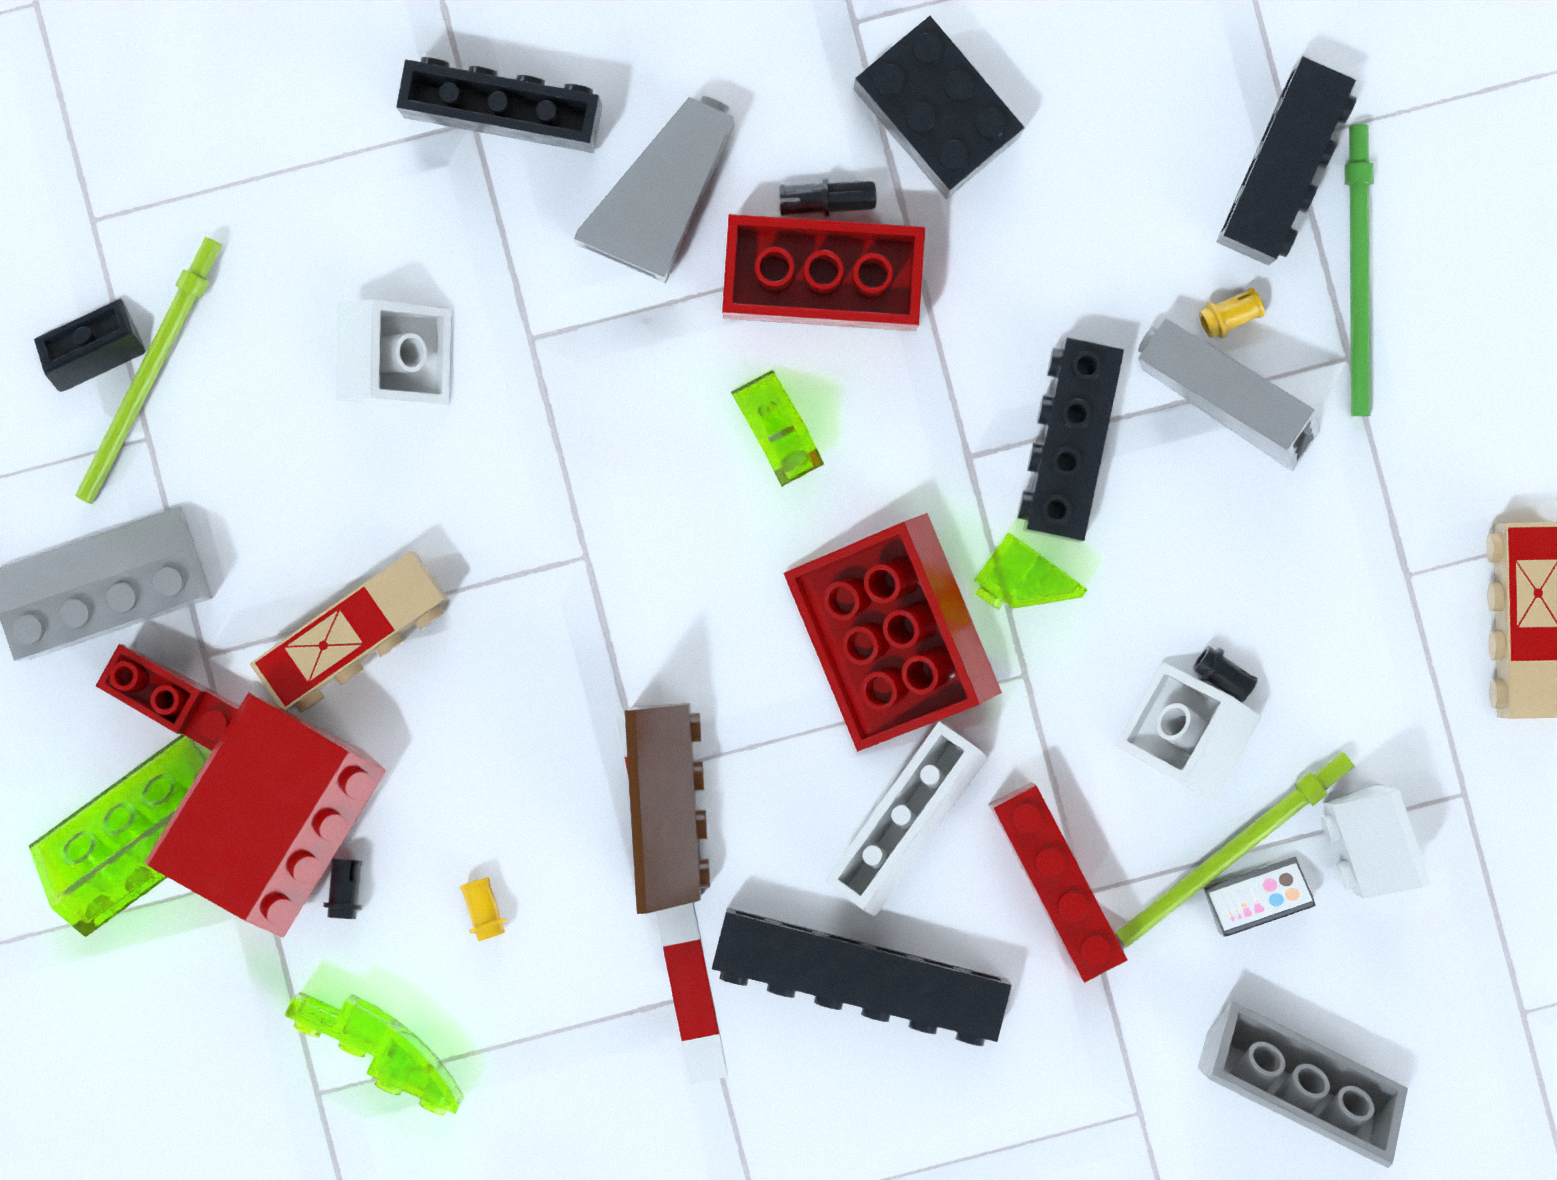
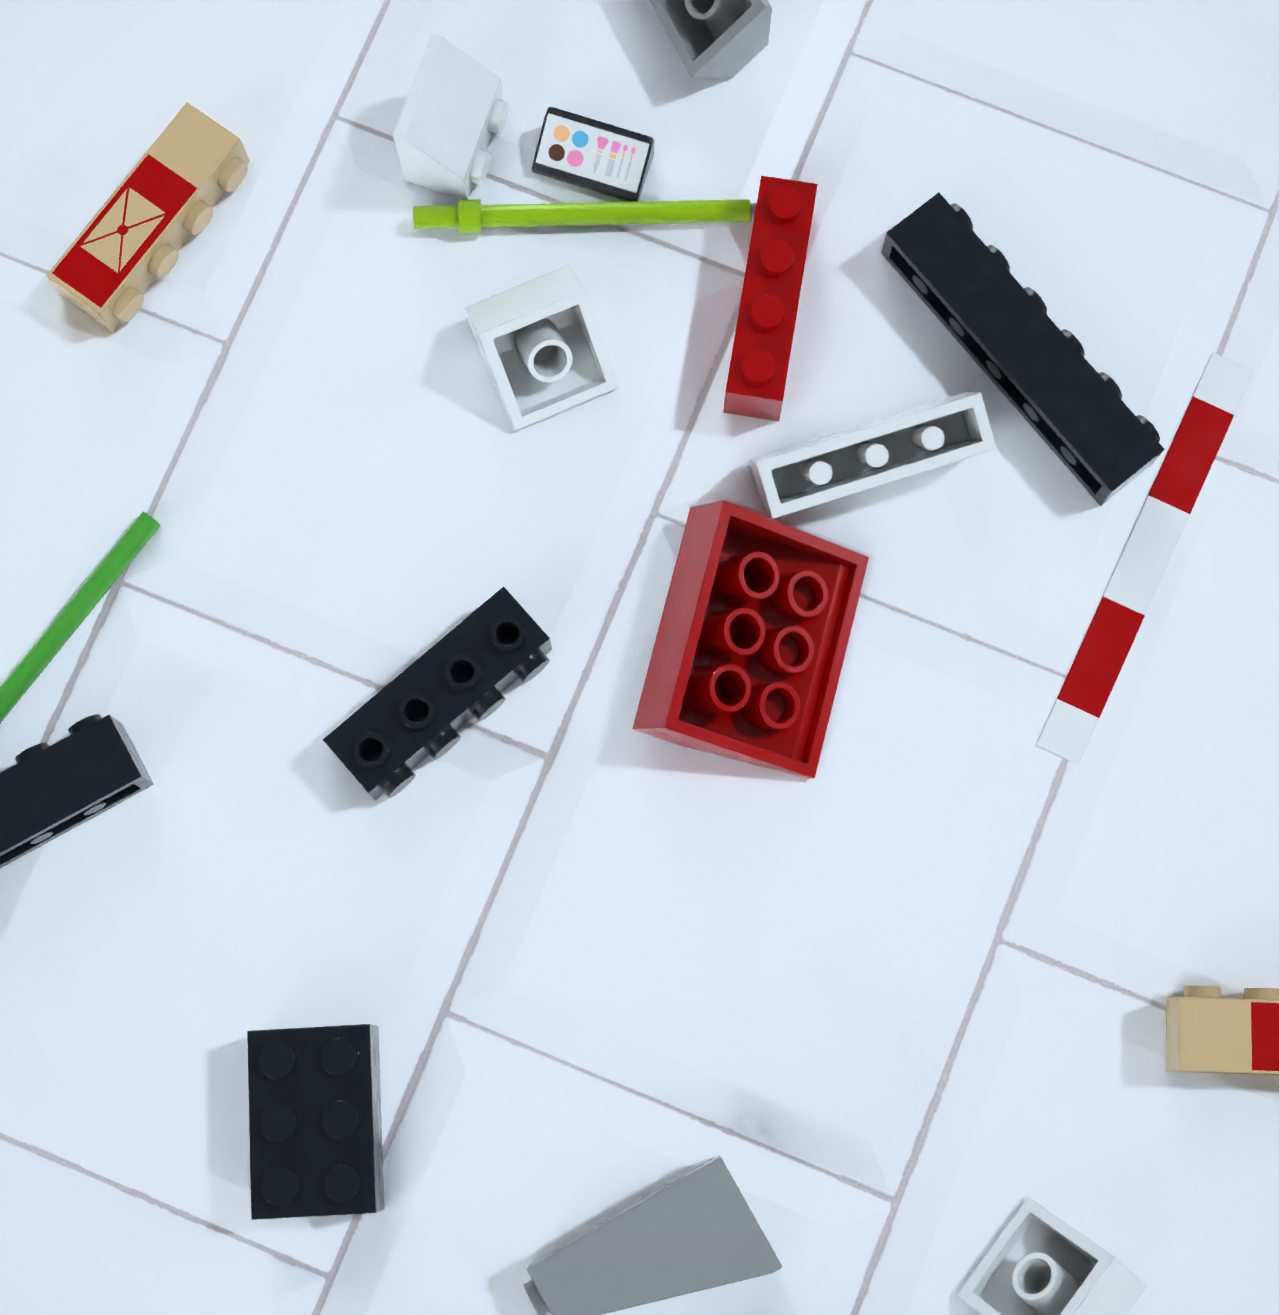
camera: 140 degrees left, 10 degrees down
(664, 806) = (1101, 632): slope -> none
(777, 428) = (716, 922): clear neon green slope -> none
(823, 272) = (556, 1039): red brick -> none
(828, 197) = (494, 1115): black axle -> none
(1022, 578) = (589, 599): clear neon green slope -> none
(1224, 674) = (467, 374): black pin -> none
(1230, 393) = (256, 629): light grey slope -> none
(1231, 313) = (194, 703): yellow pin -> none

